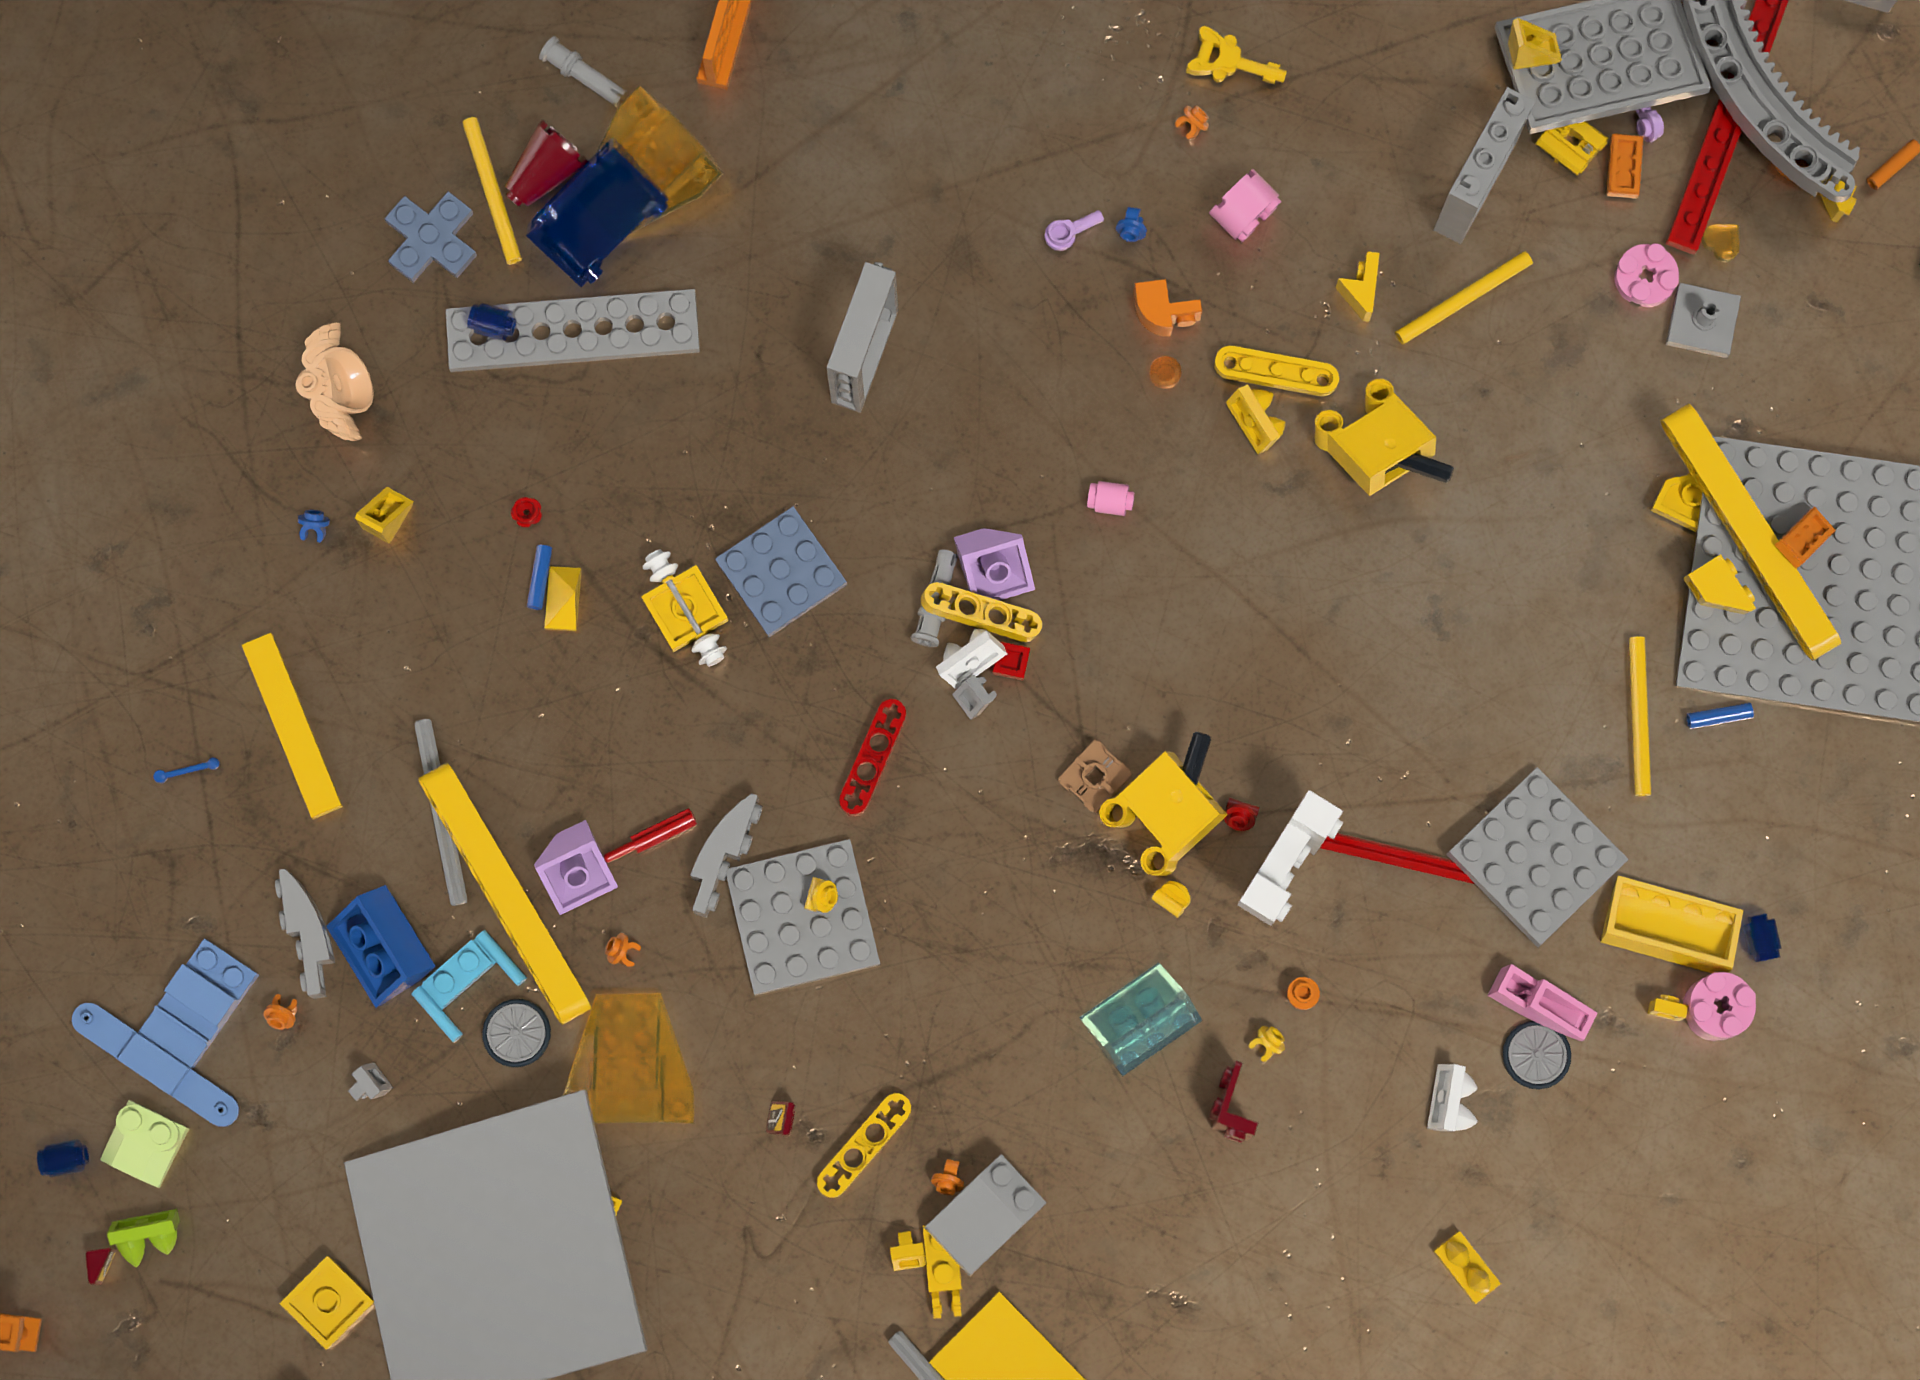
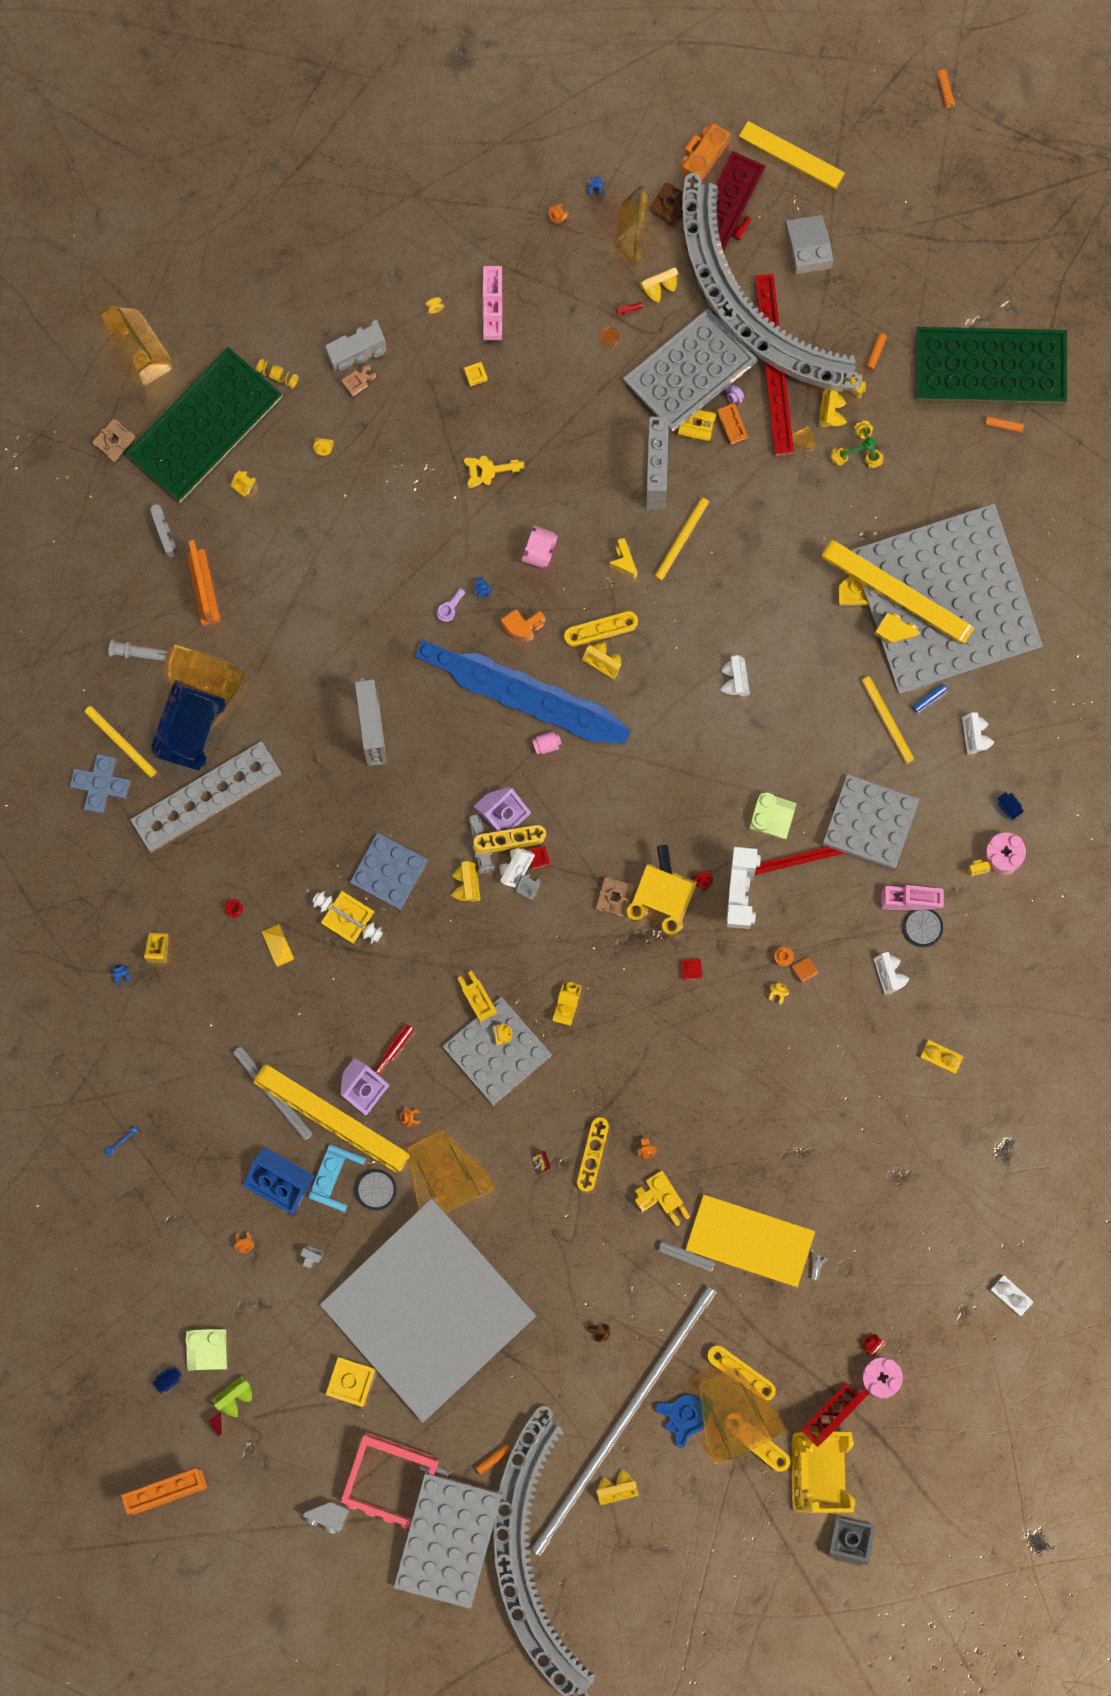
camera: 25 degrees left, 0 degrees up
(179, 1031) = (193, 1281): medium blue piece -> none
(292, 726) = (167, 1087): yellow tile -> none
(304, 920) = (229, 1188): light grey slope -> none
(334, 382) = (92, 890): light nougat piece -> none
(492, 321) = (161, 814): clear blue brick -> none
(539, 577) = (259, 940): blue piece -> none
(543, 165) = (143, 714): dark red cone -> none
(727, 840) = (437, 1030): light grey slope -> none
(813, 824) = (477, 998): none -> yellow hinge
(869, 756) = (493, 946): red beam -> none
(894, 635) = (470, 890): none -> yellow tile
(942, 898) = (567, 1003): none -> yellow slope
(985, 1215) = (676, 1157): light grey slope -> none
(1119, 414) = (527, 694): none -> blue plate
(1141, 1019) = (705, 1013): clear light blue slope -> none
(1155, 942) = (691, 969): none -> red plate
(1165, 372) = (541, 659): clear orange tile -> none
(1172, 897) = (689, 940): yellow plate -> none
(1196, 118) = (488, 511): orange plate -> none
(1235, 1127) = (782, 1044): dark red bracket -> none
(1325, 1028) = (804, 969): none -> orange slope
(1382, 442) = (678, 640): yellow piece -> none
(1393, 773) = (772, 815): none -> yellowish green slope
(1442, 553) = (739, 684): none -> white tile
(1532, 45) = (650, 382): yellow slope -> none
(1654, 259) = (783, 474): bright pink plate -> none
(1672, 926) = (959, 823): yellow slope -> none
(1703, 320) = (816, 487): light grey tile -> none
(1756, 812) = (972, 729): none -> white tile
(1775, 223) = (828, 415): none -> yellow tile
(1805, 537) = (927, 581): orange plate -> none
(1818, 271) = (873, 457): none -> yellow plant

